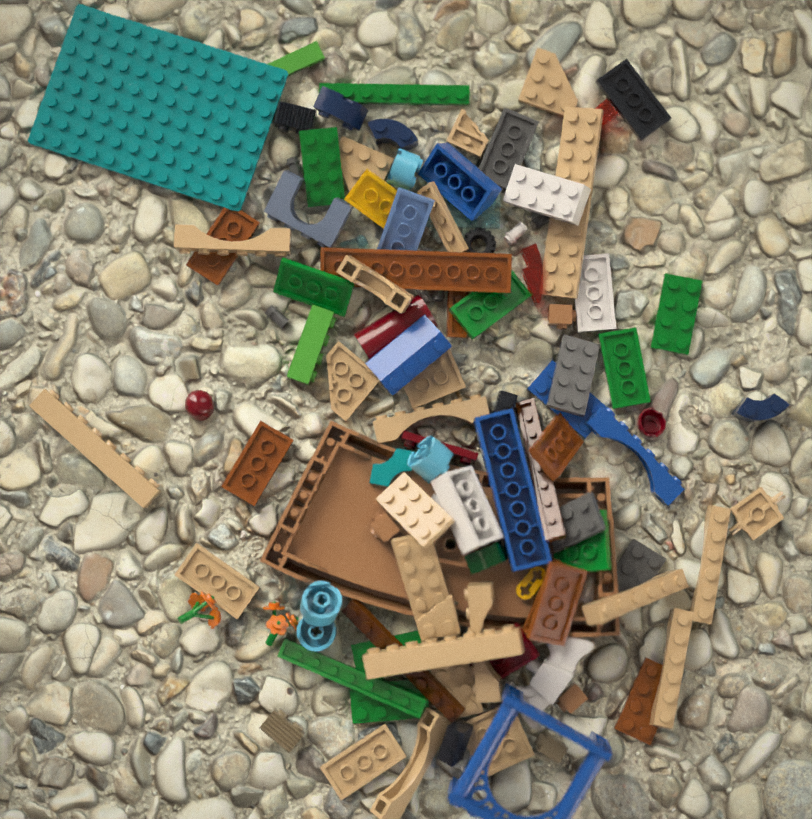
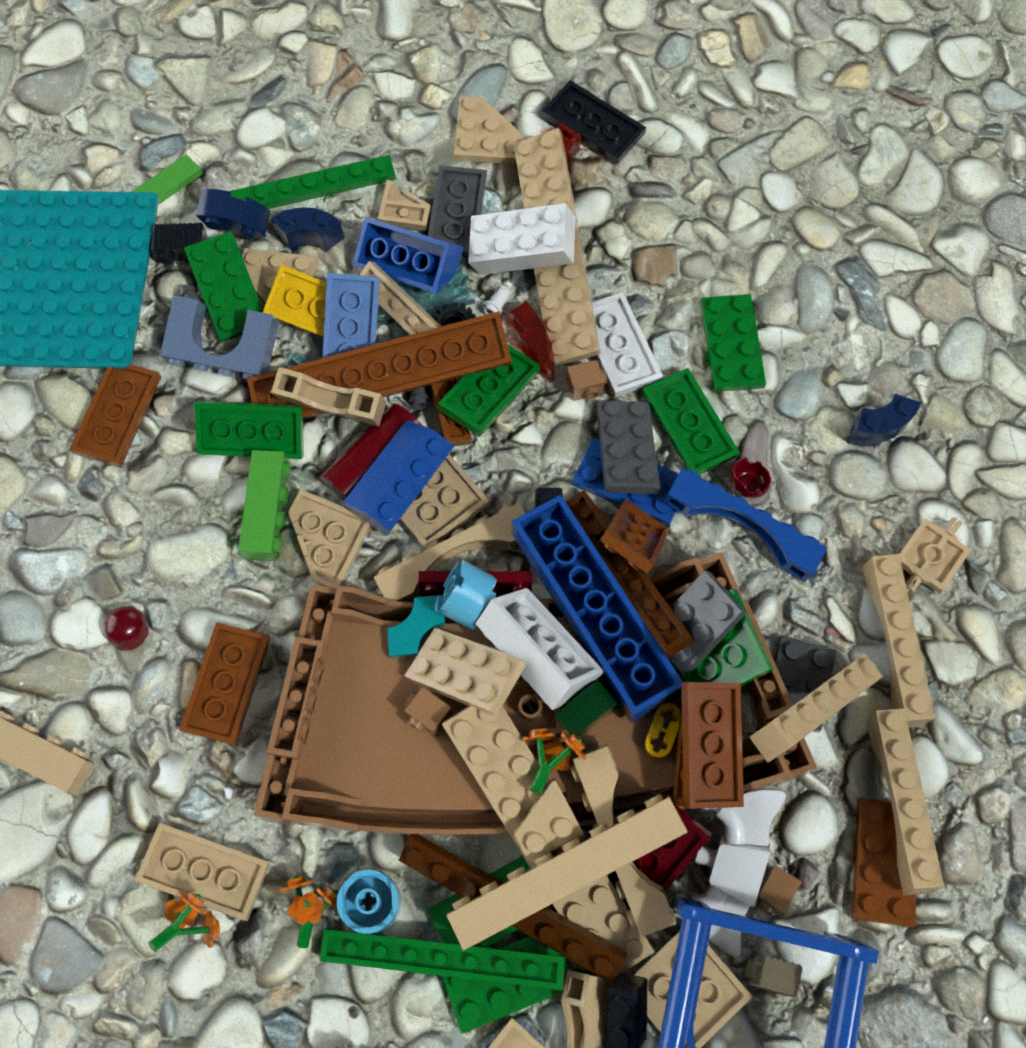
camera: 15 degrees left, 15 degrees down
(273, 241) = (177, 388): tan arch -> none
(276, 316) = (203, 480): dark grey pin -> none
(330, 601) = (362, 854): medium azure brick -> none
(403, 170) = (332, 256): medium azure brick -> none
(455, 580) = (552, 755): none -> plant

